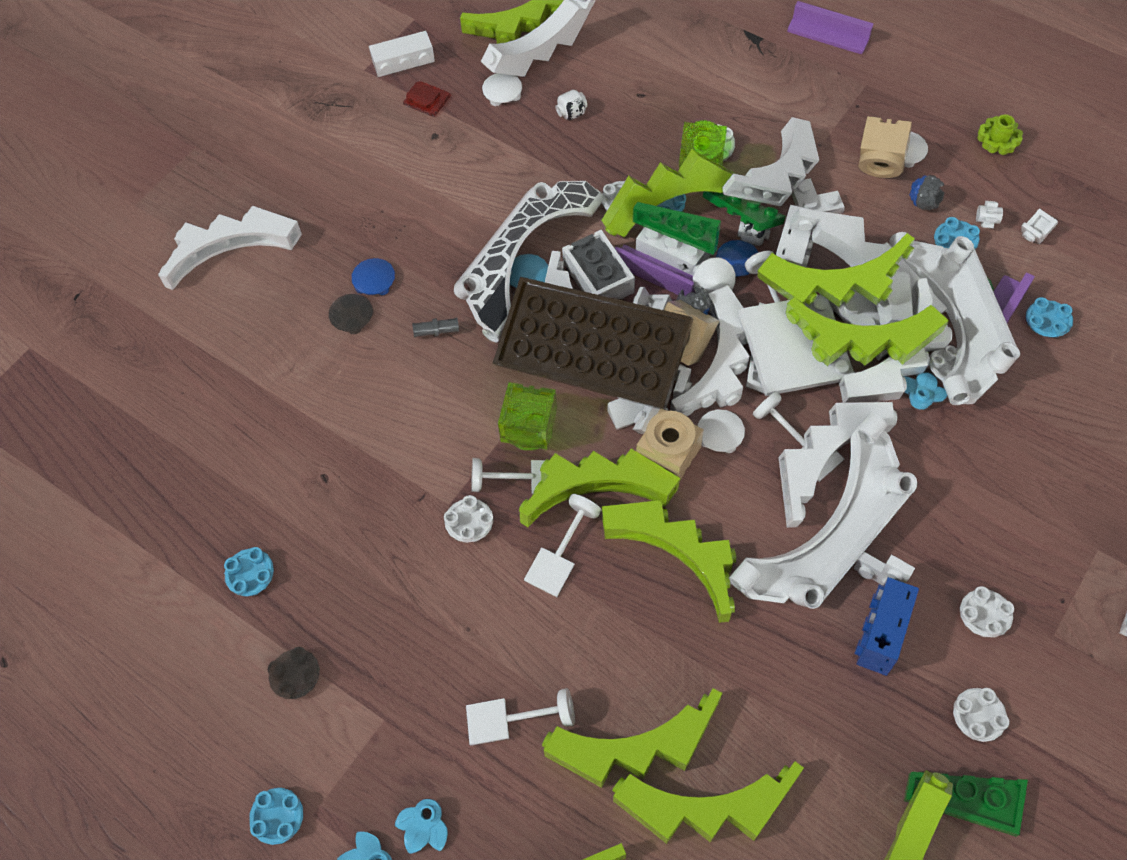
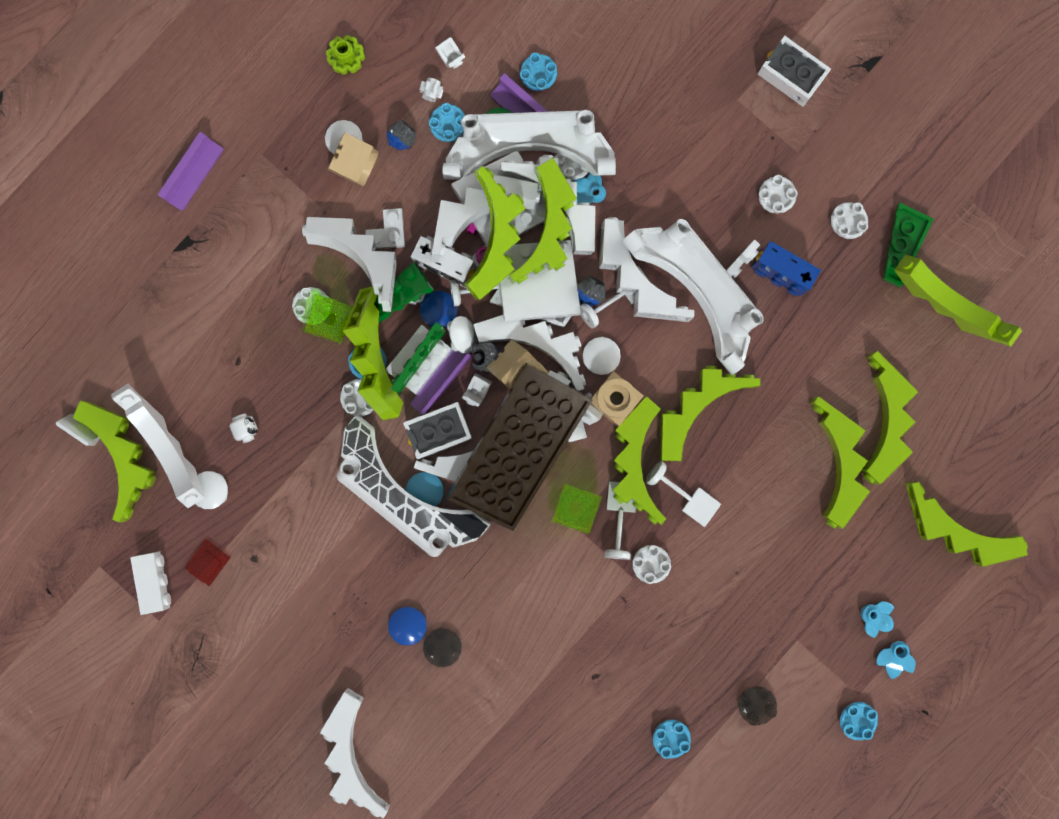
camera: 85 degrees left, 25 degrees up
(435, 327) = (470, 575): dark grey pin -> none
(490, 720) = (810, 563): white piece -> none
(798, 404) = (591, 291): none -> dark grey piece

